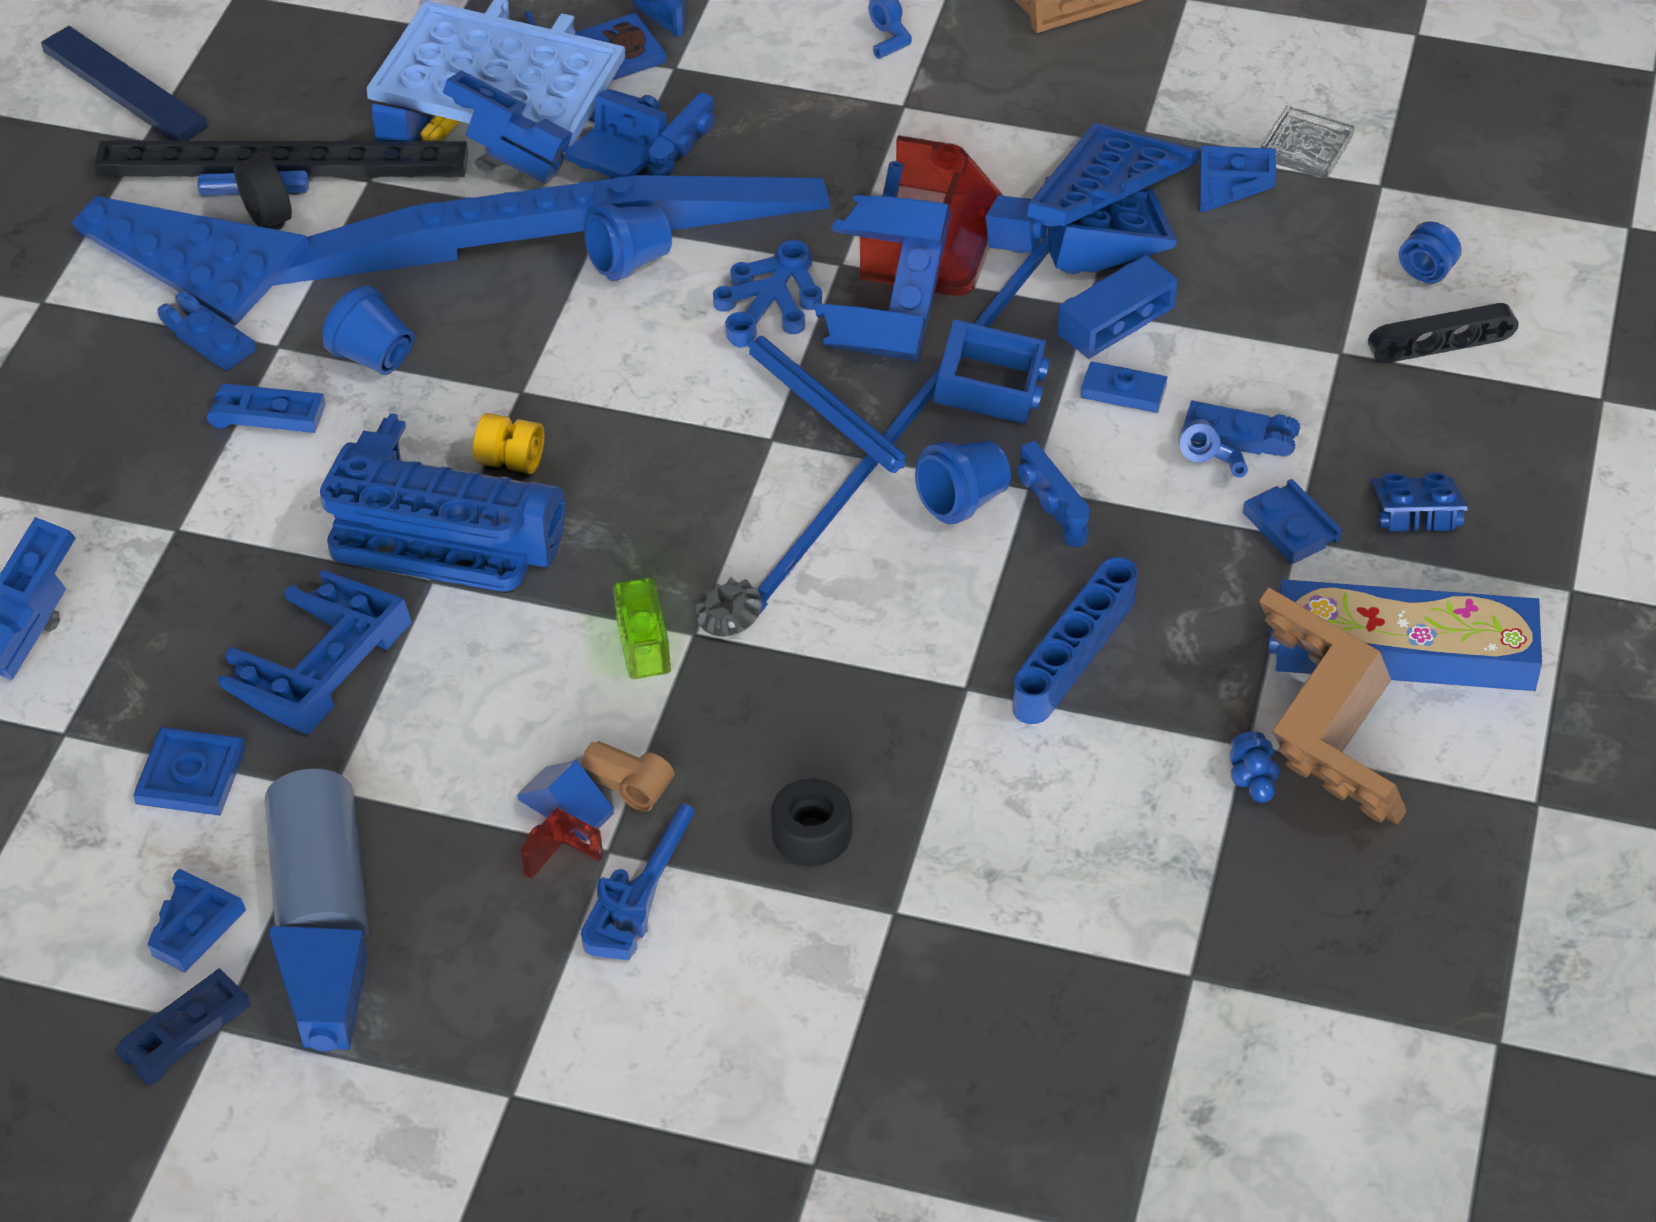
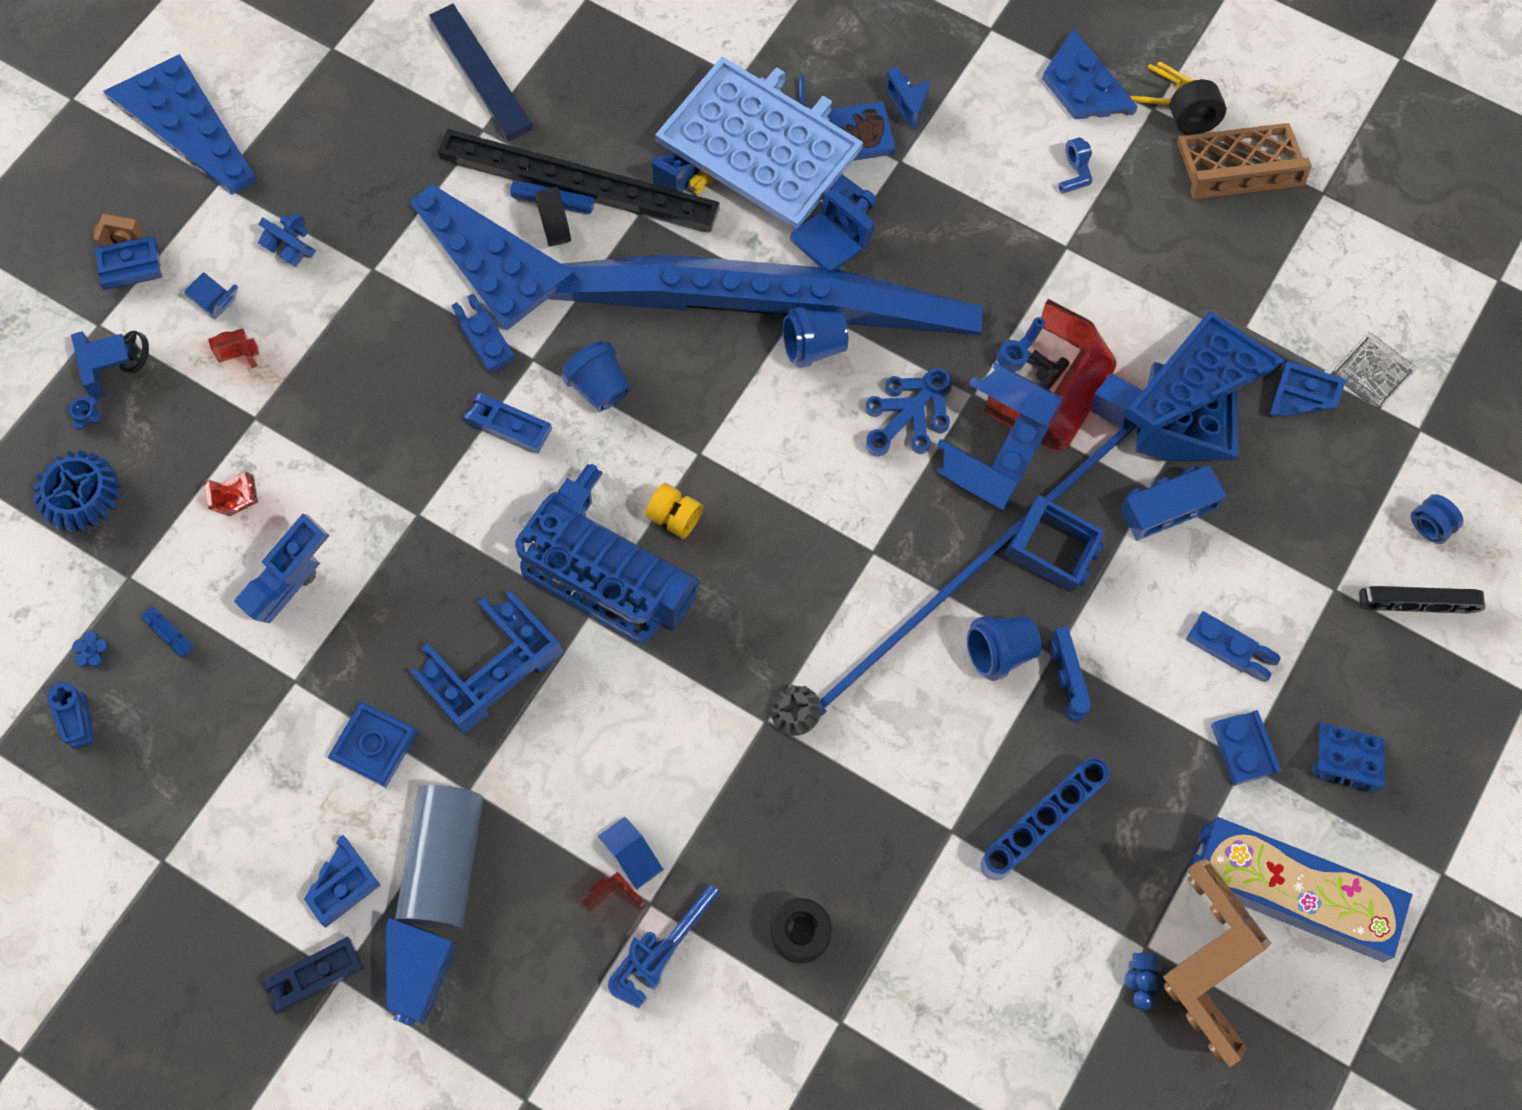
camera: 15 degrees right, 20 degrees up
(505, 132) = (746, 206): blue plate -> none
(636, 779) = (685, 851): medium nougat piece -> none
(641, 628) = (725, 715): clear neon green brick -> none
(681, 134) = (883, 239): blue hinge -> none
(827, 404) = (922, 537): blue axle -> none
(1124, 387) = (1155, 579): blue plate -> none
(1210, 447) = (1197, 656): plate -> none

